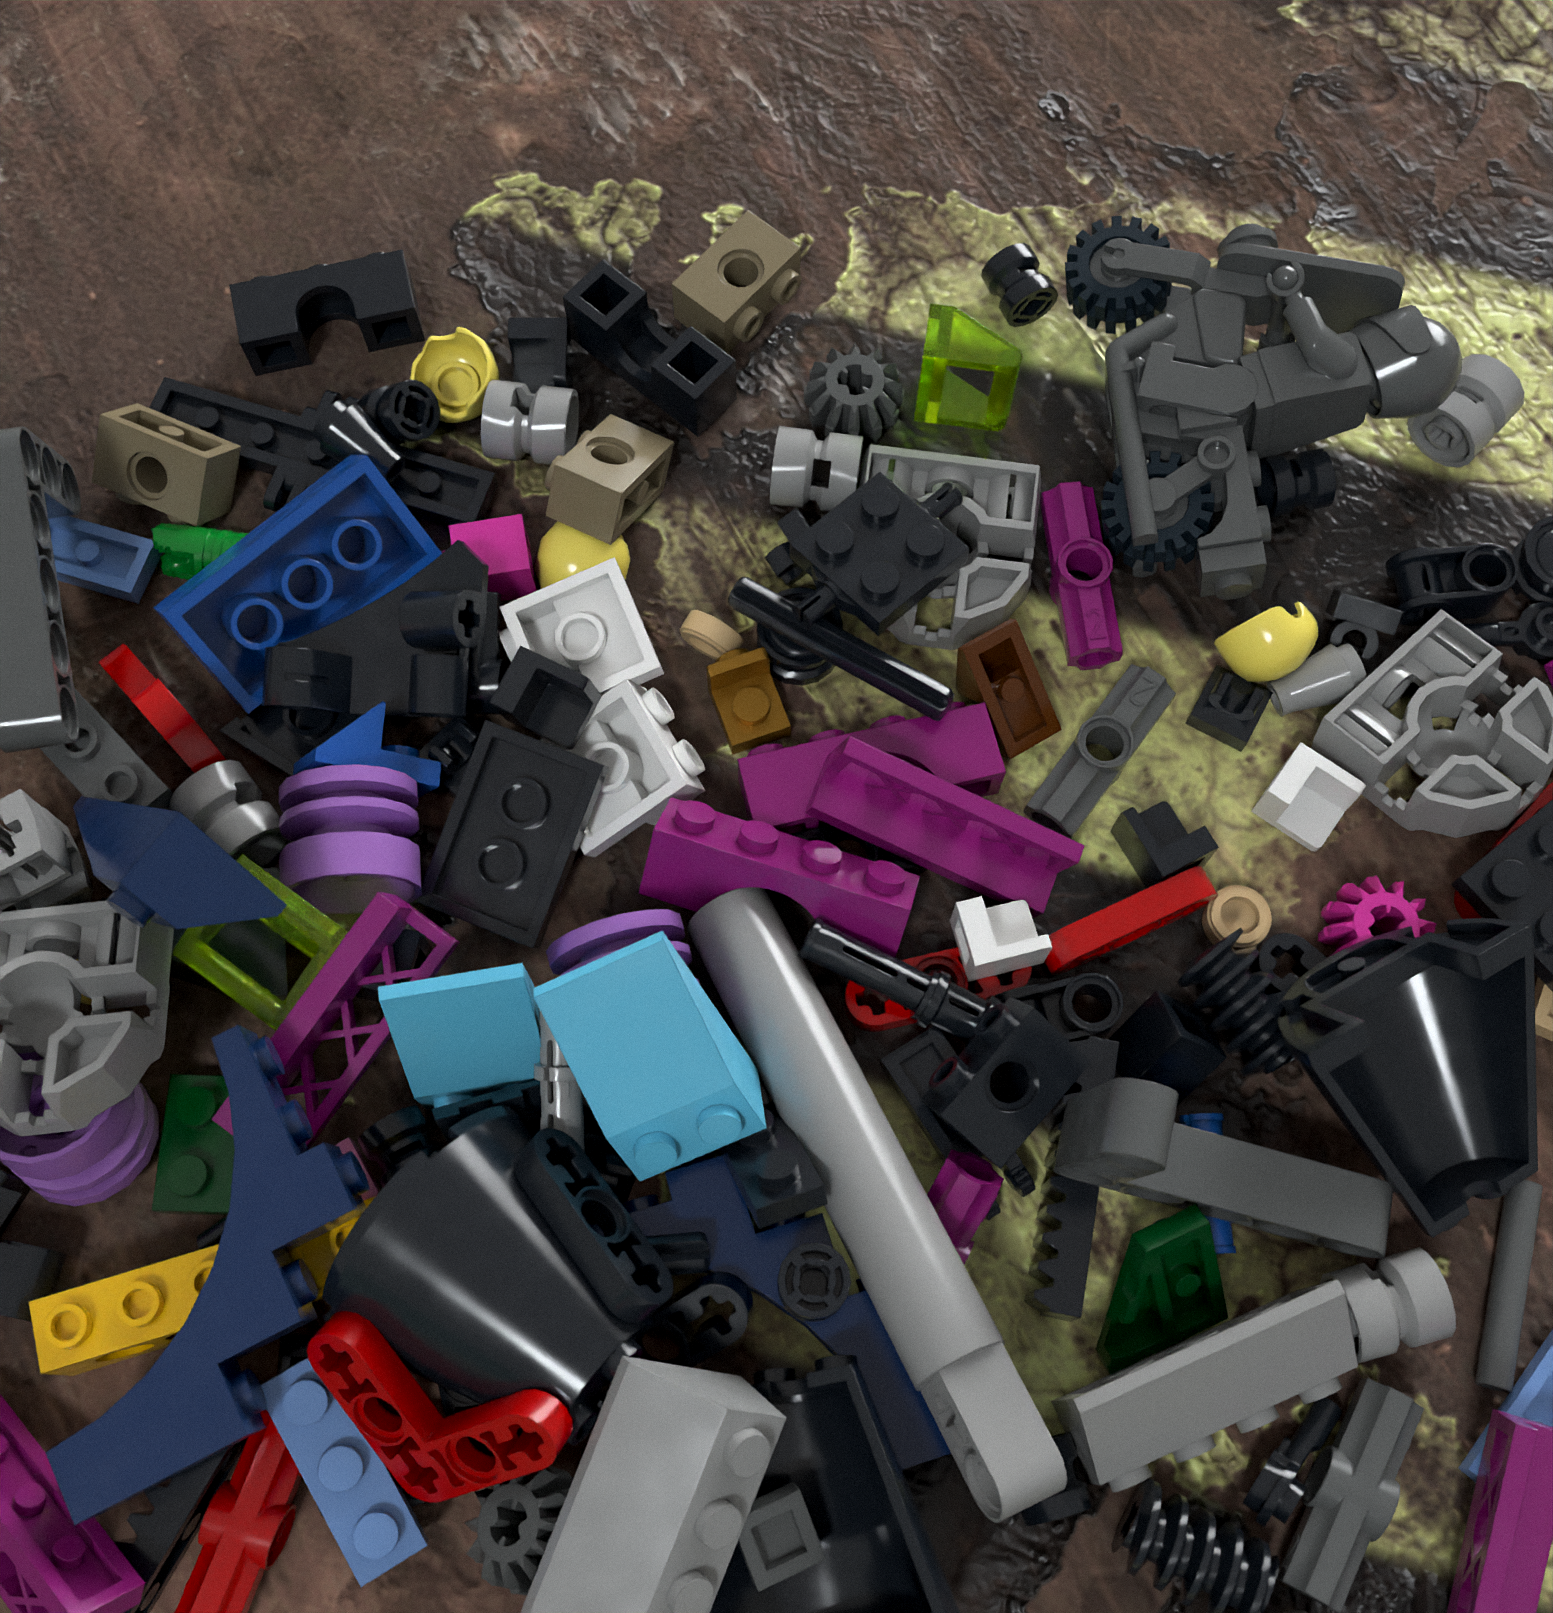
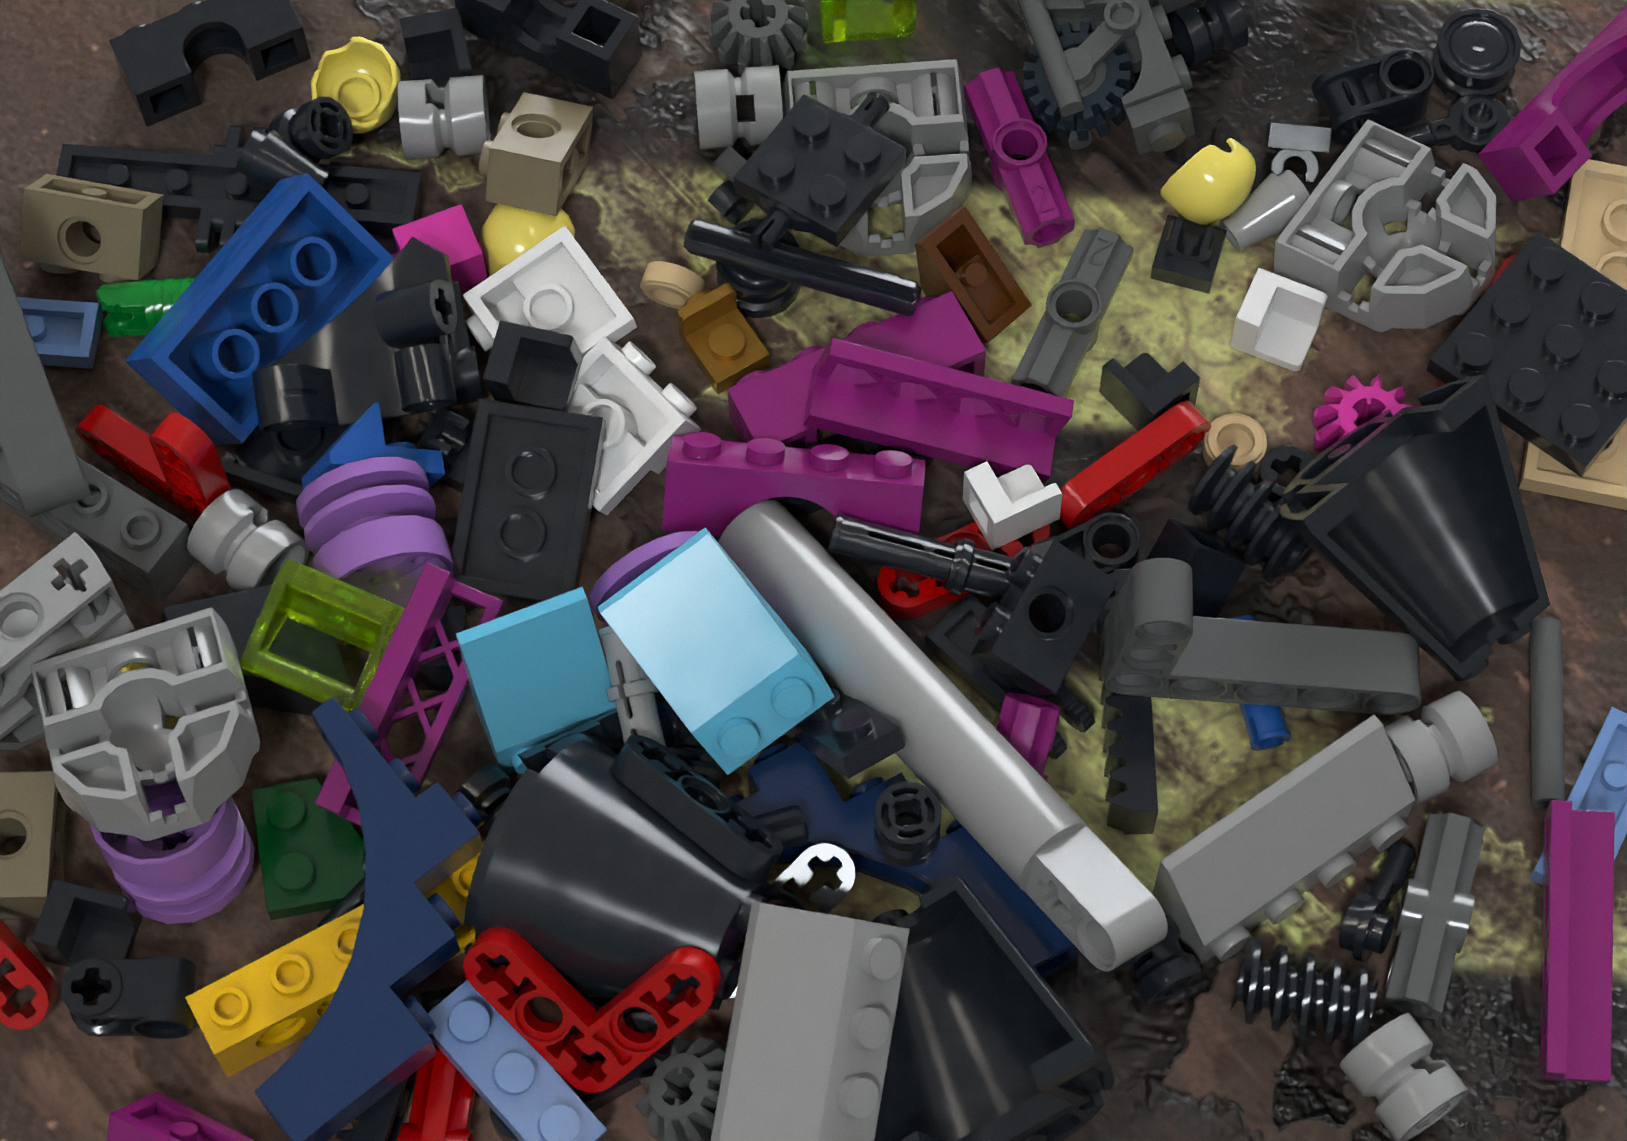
camera: 10 degrees left, 5 degrees down
(167, 868) = (233, 561): dark blue wedge -> none
(779, 1537) = (925, 1051): dark grey plate -> none
(1163, 1290) = (1226, 761): dark green wing -> none

